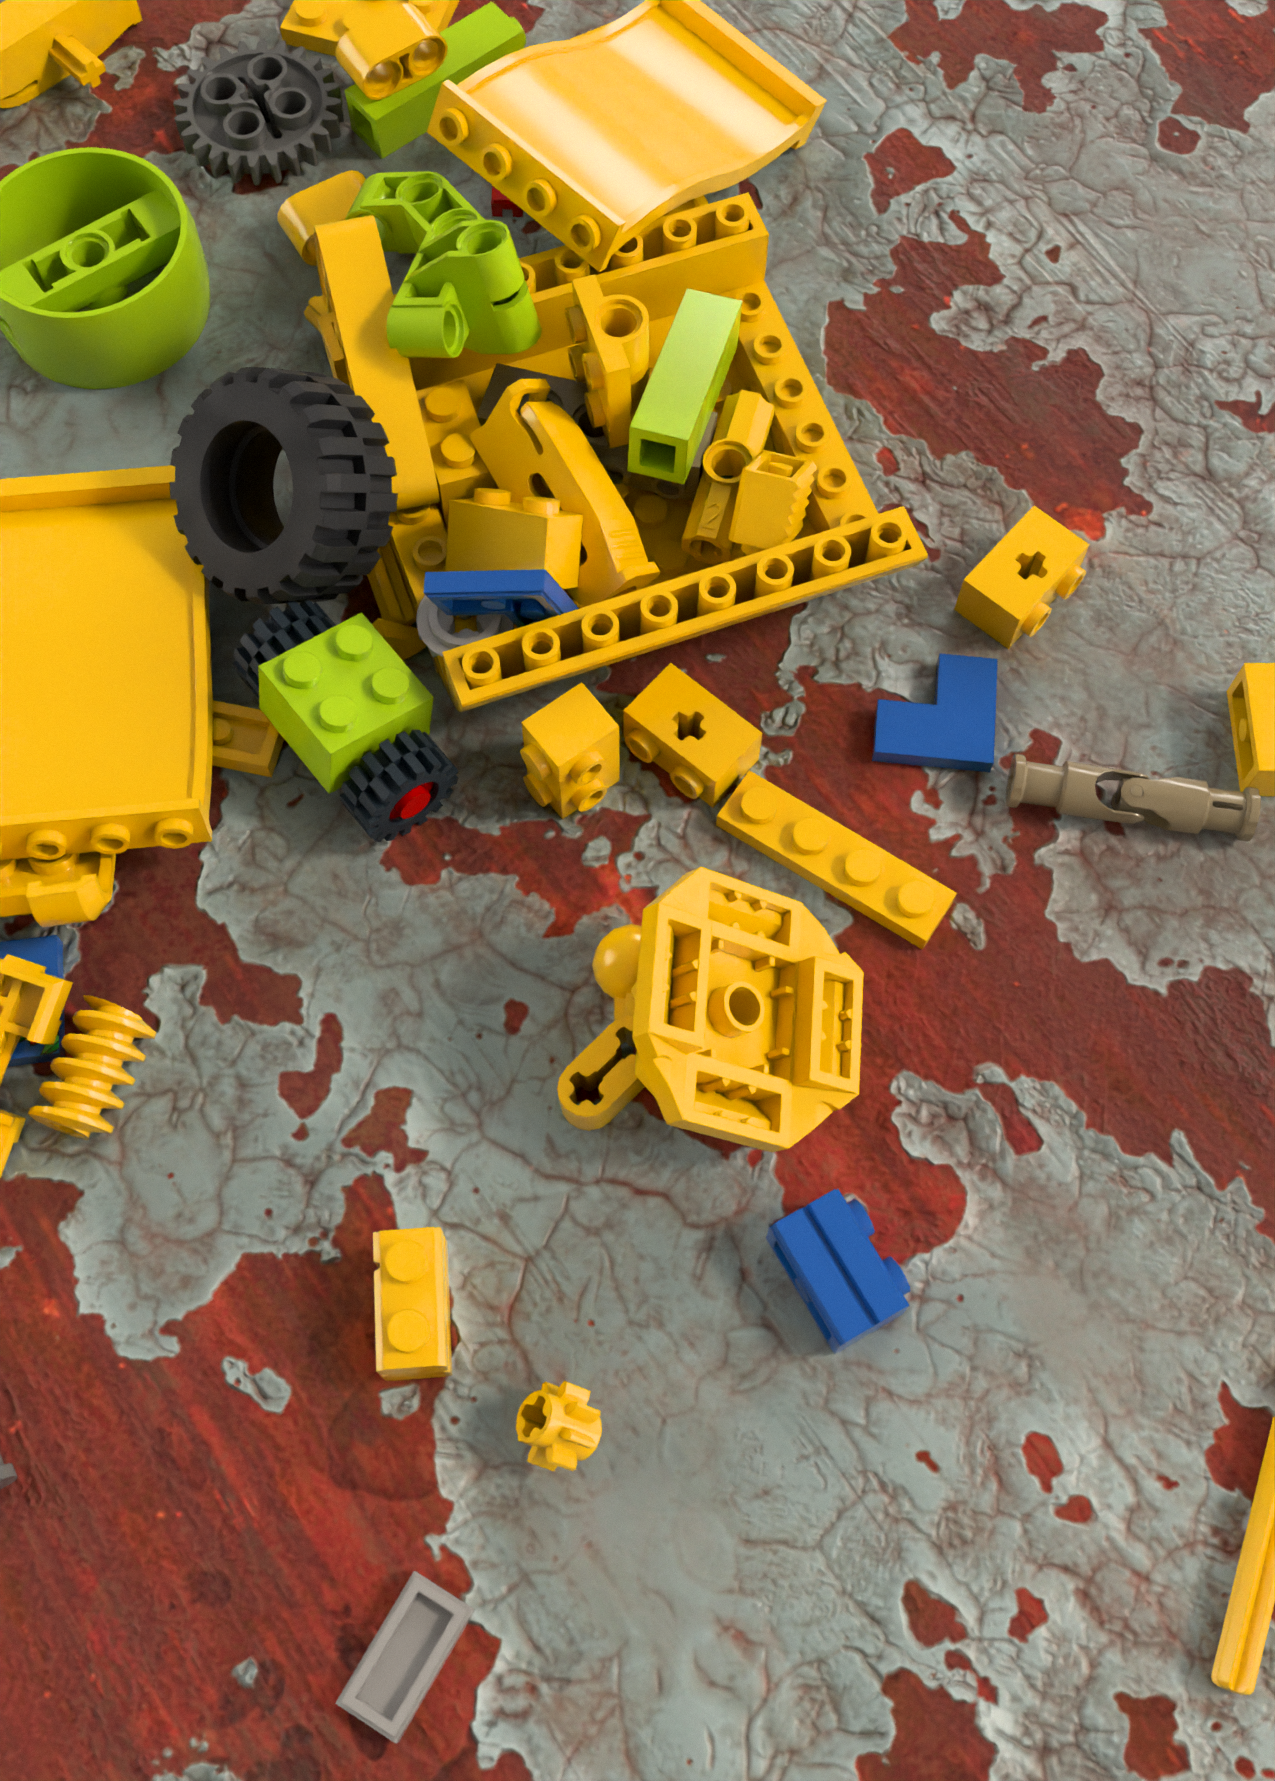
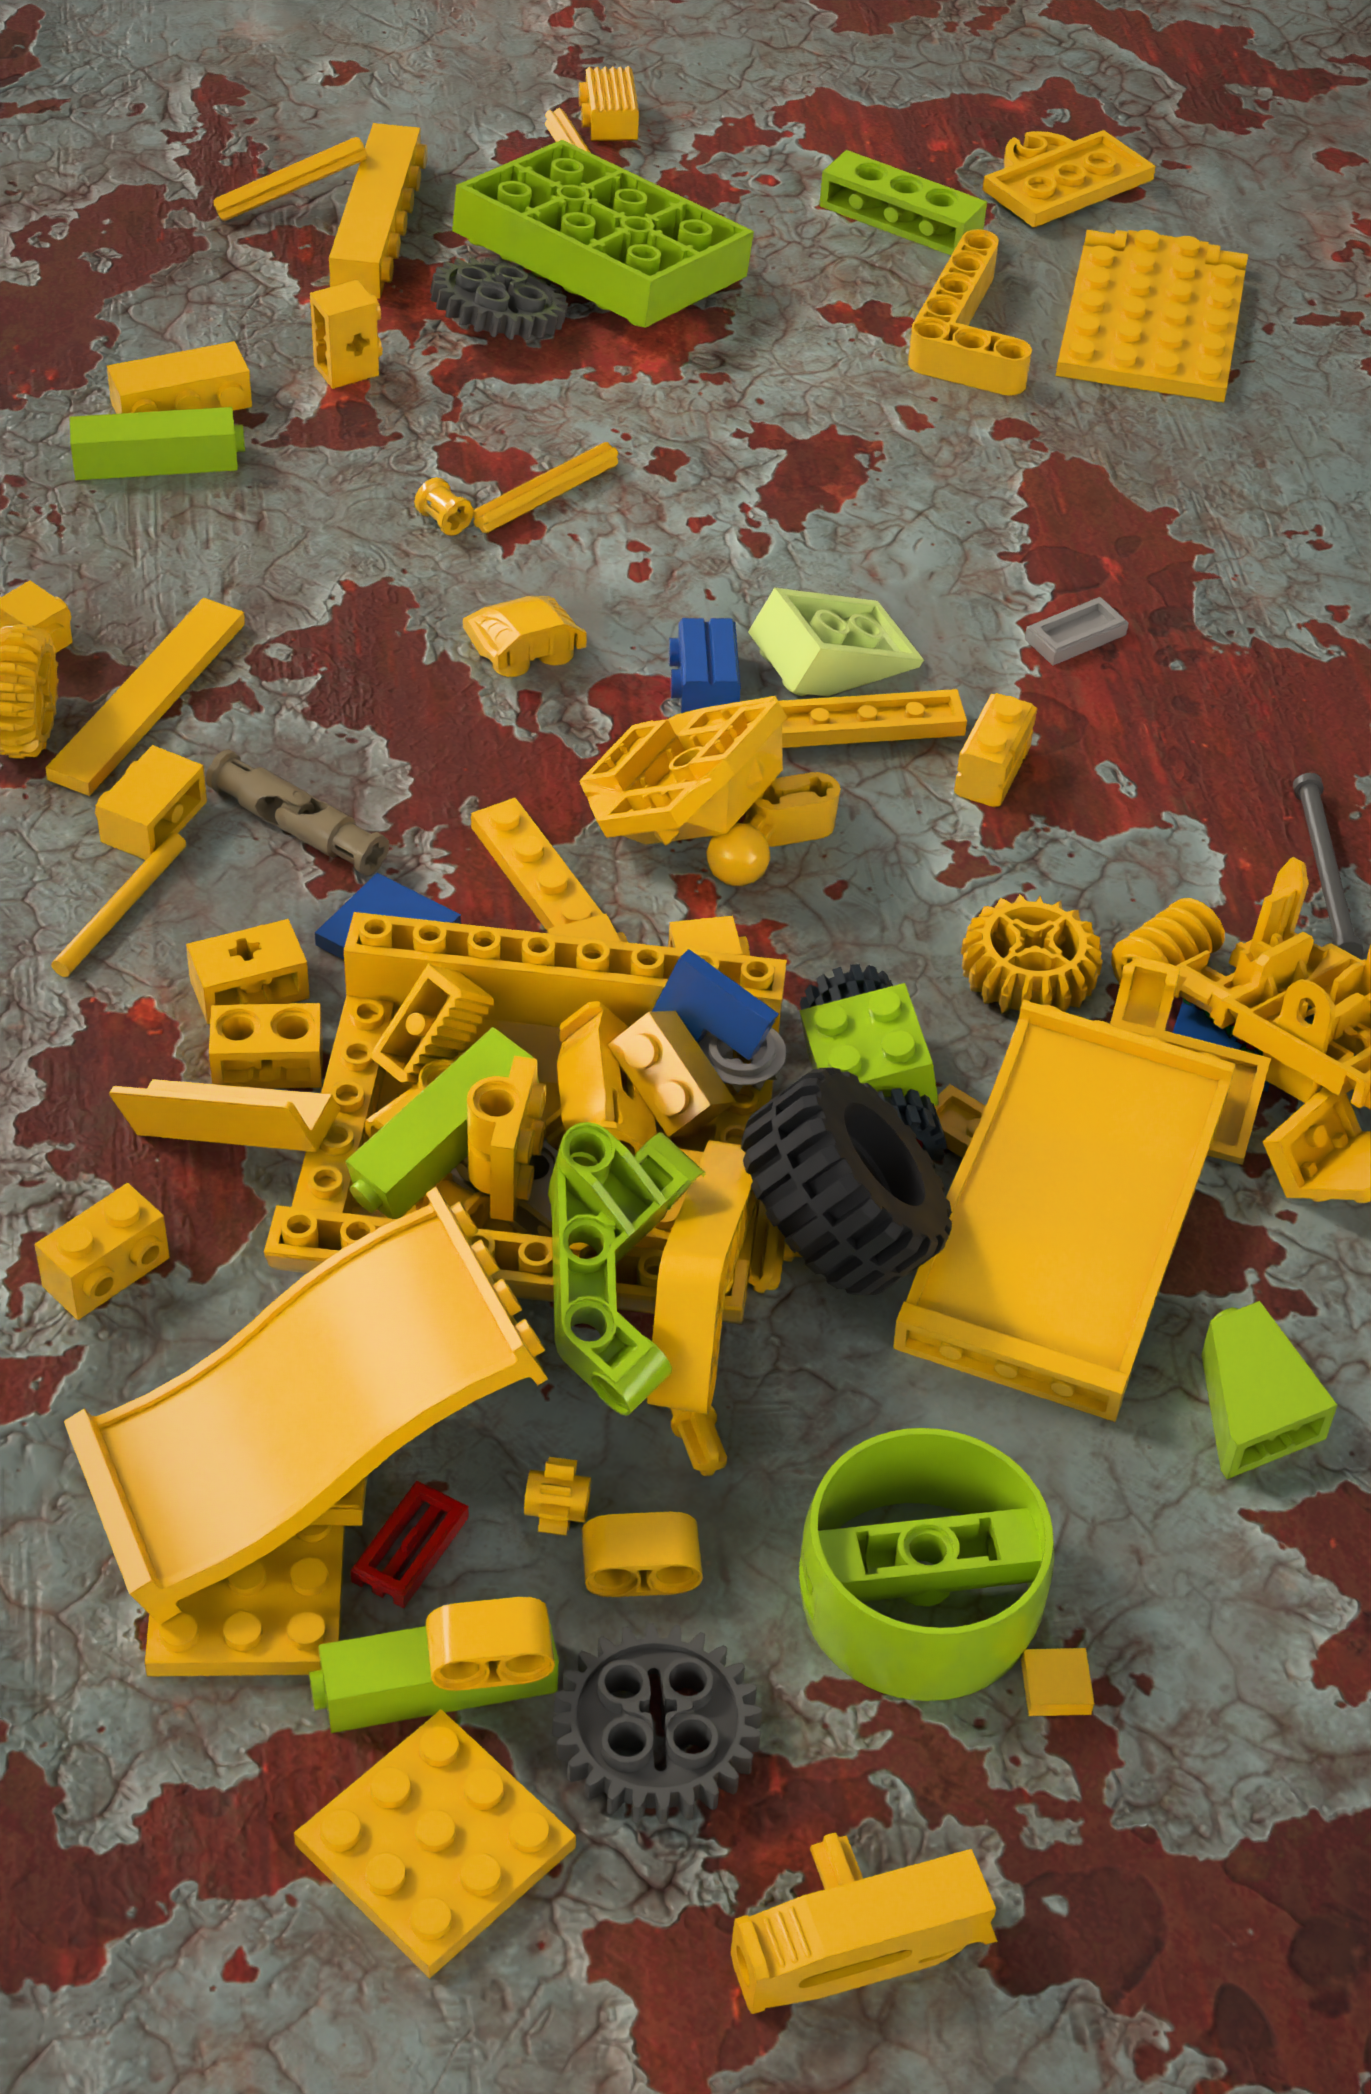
camera: 155 degrees left, 20 degrees down
(259, 943) = (1031, 955): none -> yellow gear
(558, 1426) = (931, 665): yellow gear -> none
(599, 1293) = (873, 718): none -> yellow plate
(703, 1416) = (830, 642): none -> yellowish green slope
(907, 379) = (228, 1114): none -> yellow panel
(916, 254) = (102, 1251): none -> yellow brick
(936, 498) = (266, 1045): none -> yellow brick
(1095, 1227) = (524, 630): none -> yellow slope
(1208, 618) = (118, 905): none -> yellow bar

